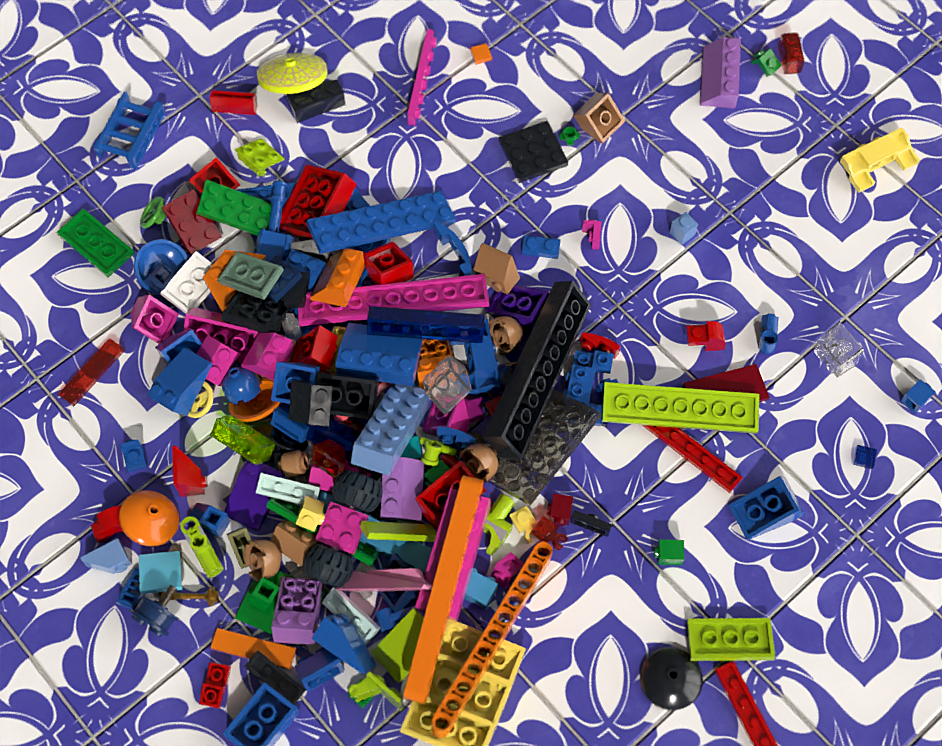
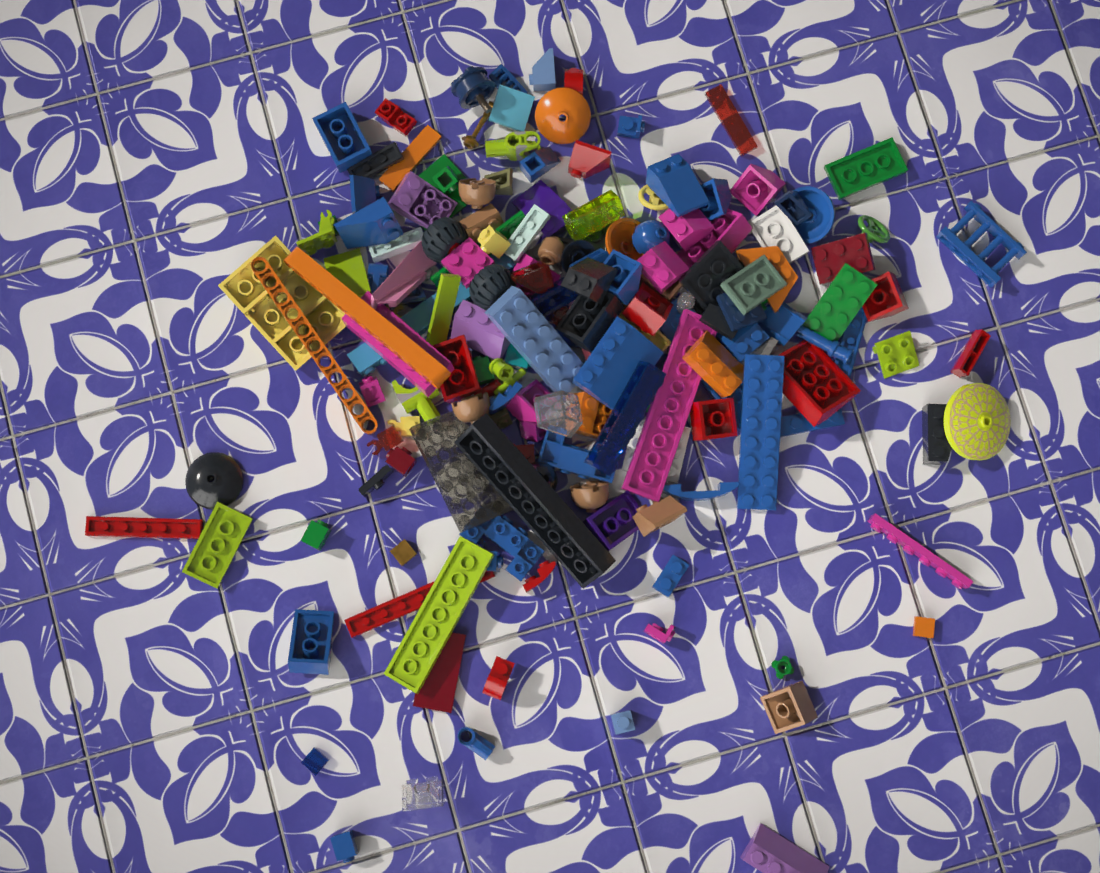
camera: 115 degrees right, 15 degrees up
(533, 151) = (781, 622): black plate -> none
(642, 470) = (403, 552): none -> pearl gold tile

